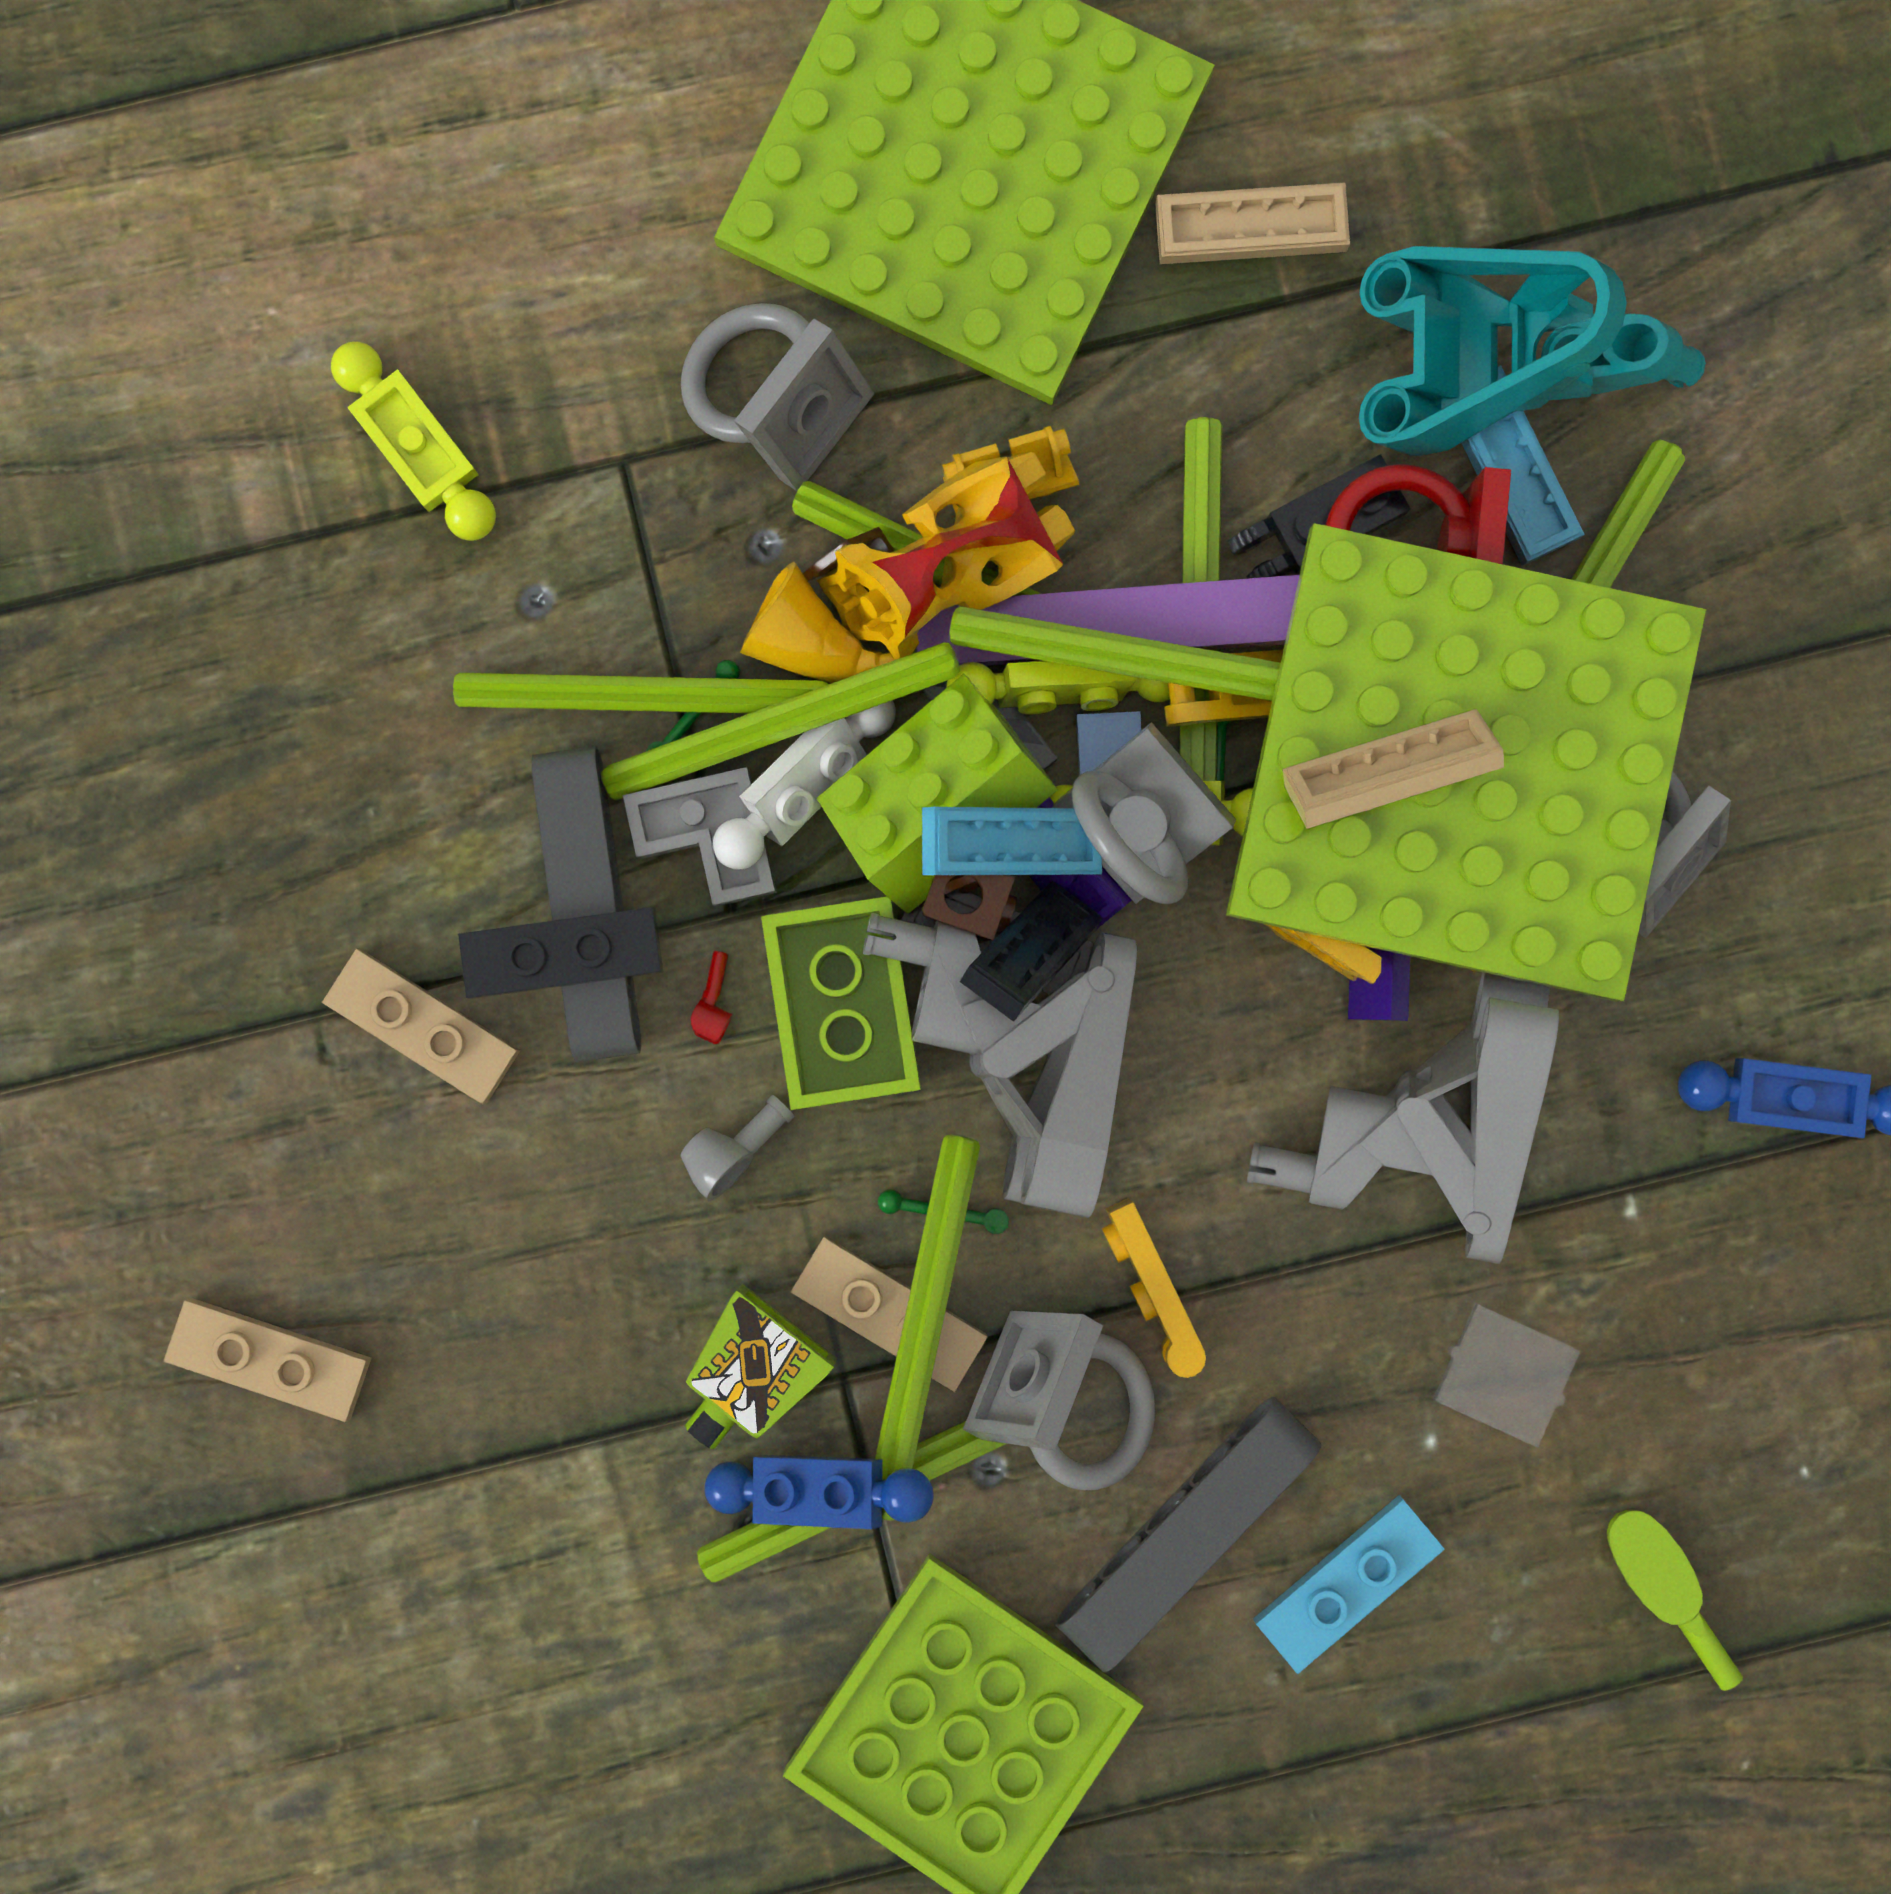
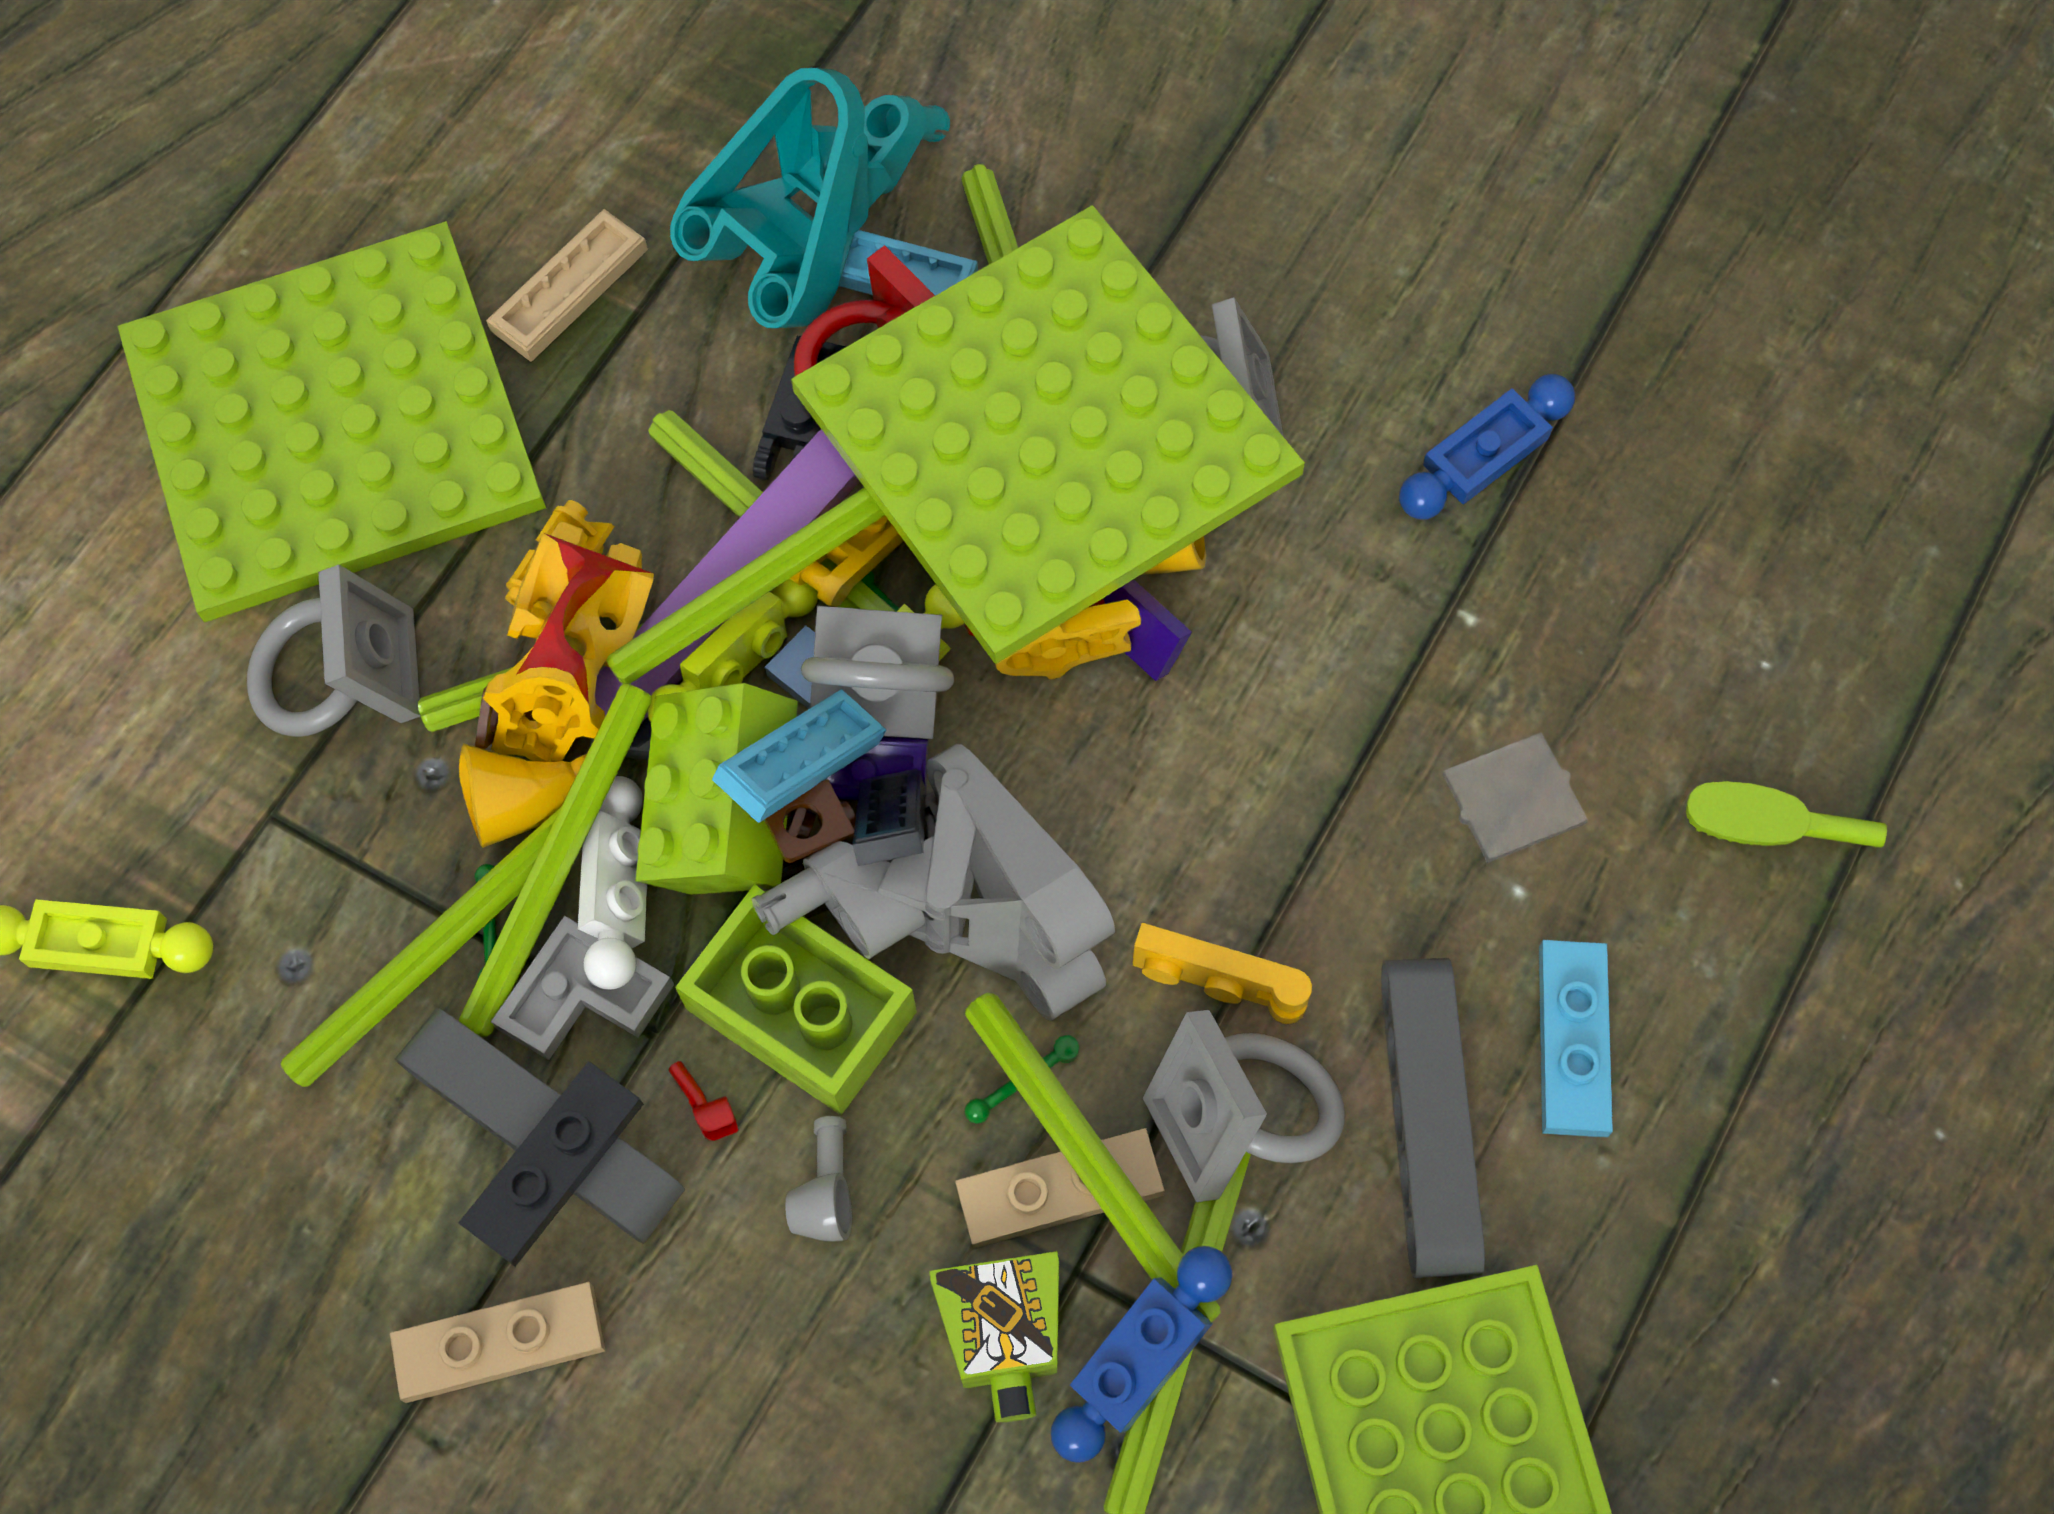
camera: 45 degrees left, 20 degrees down
(1393, 768) = (999, 457): tan plate -> none
(1417, 1130) = (1326, 666): light grey connector -> none

